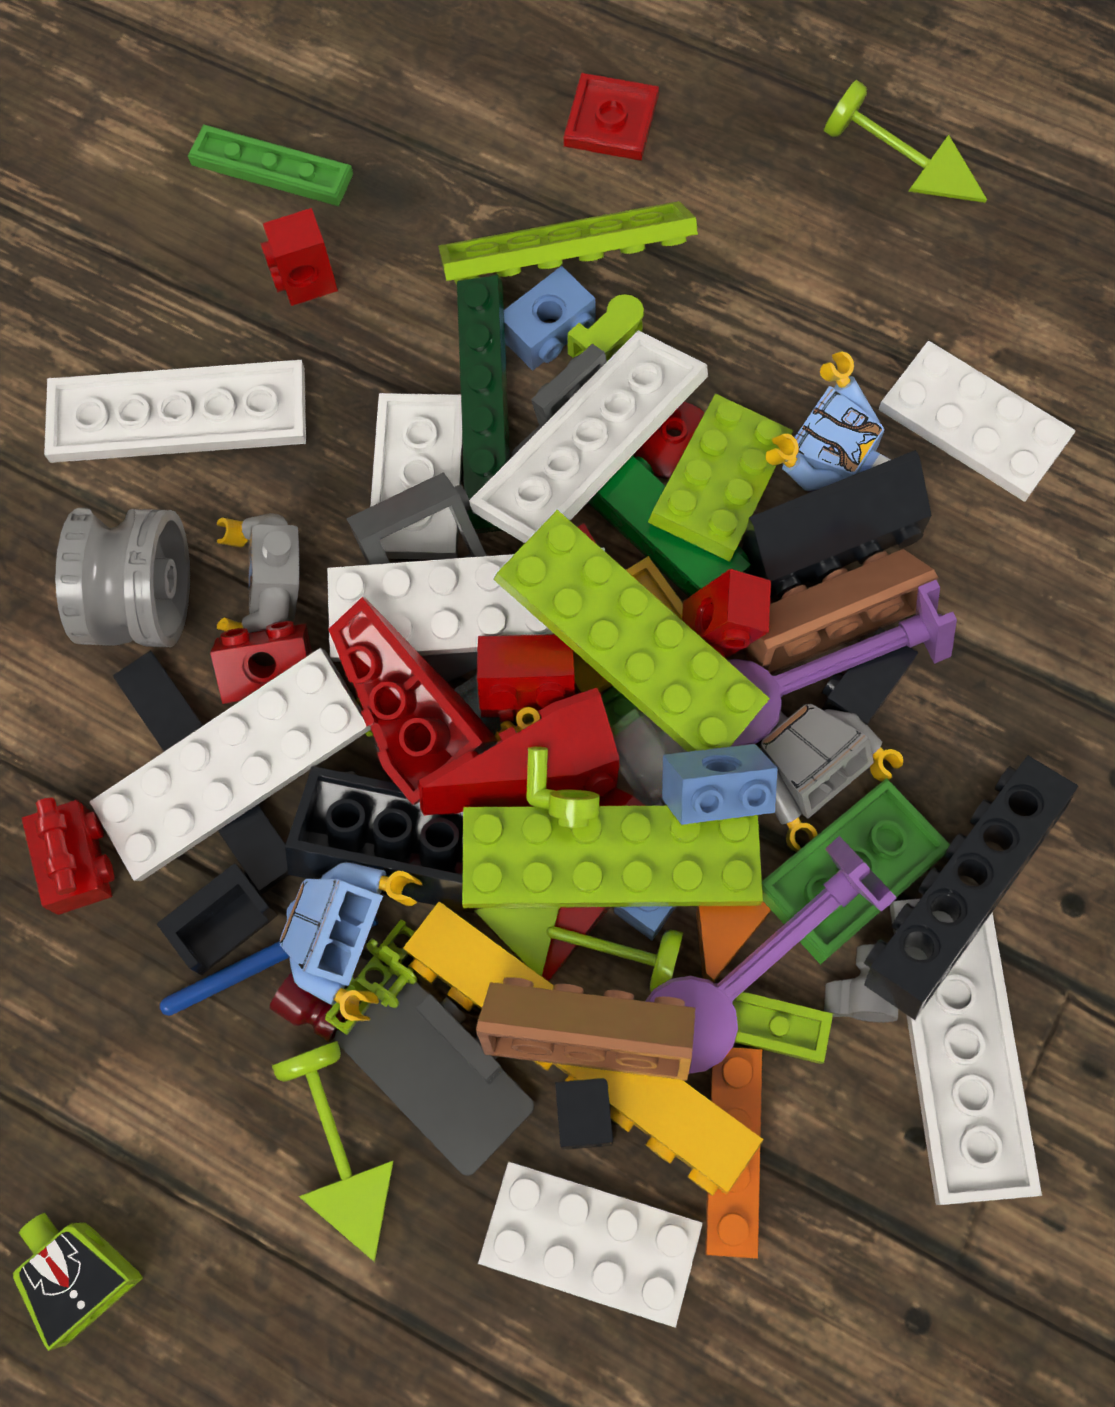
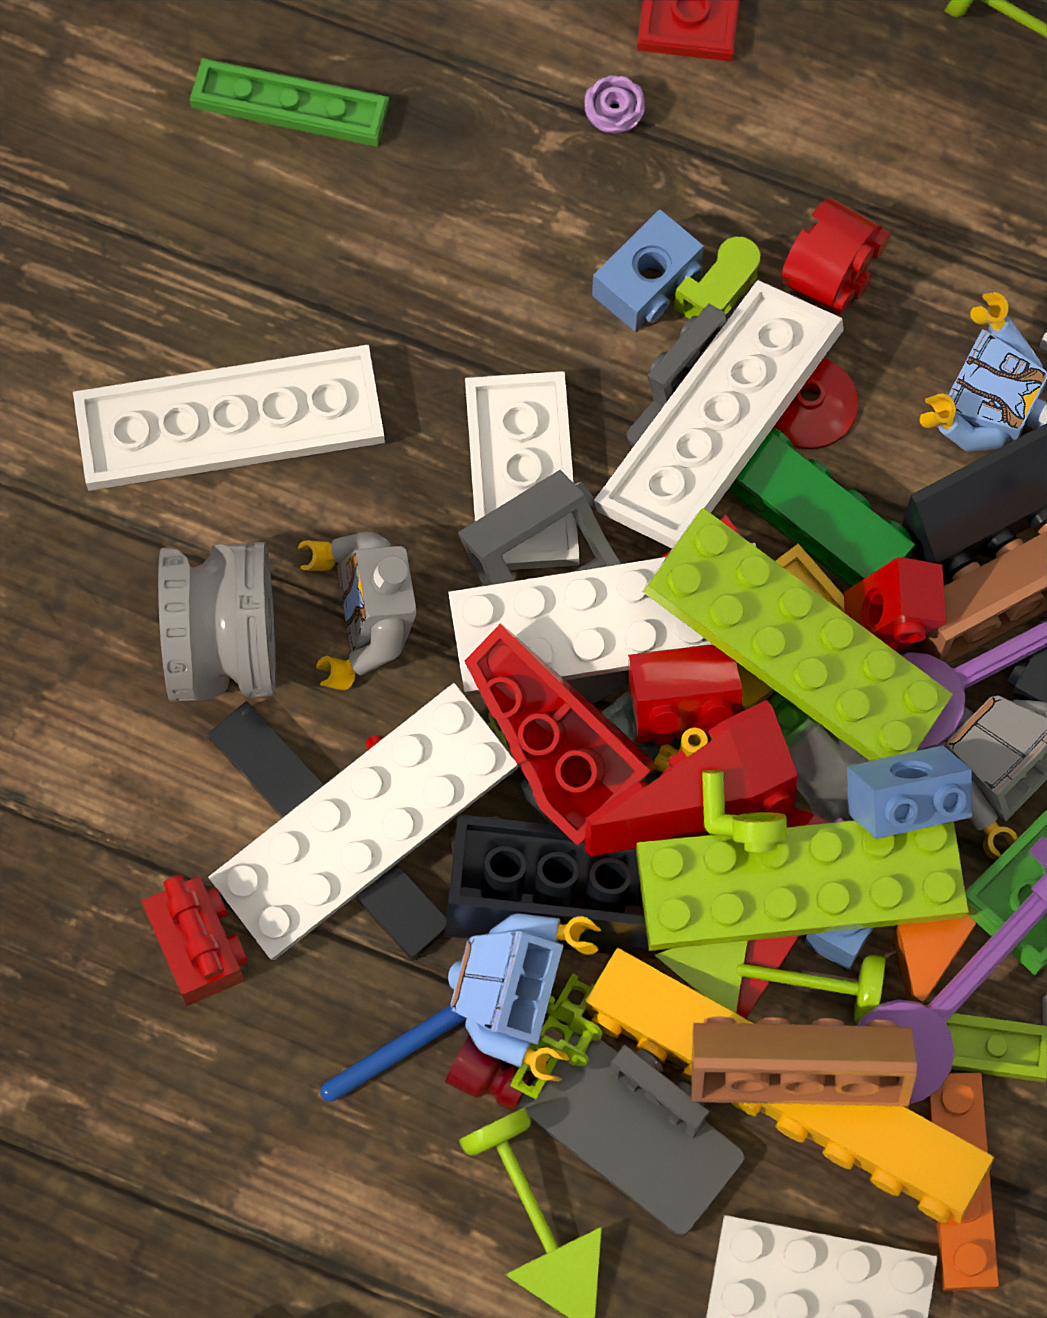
camera: 10 degrees left, 0 degrees up
(217, 919) = (372, 992): black panel -> none
(233, 660) = (351, 690): red brick -> none
(298, 257) = (351, 223): red brick -> none
(482, 385) = (586, 361): dark green plate -> none
(537, 173) = (614, 91): none -> lavender plate
(577, 238) = (660, 176): lime plate -> none
(583, 1114) = (802, 1154): black panel -> none
(707, 314) = (833, 256): none -> red brick
(719, 478) = (870, 445): lime plate -> none

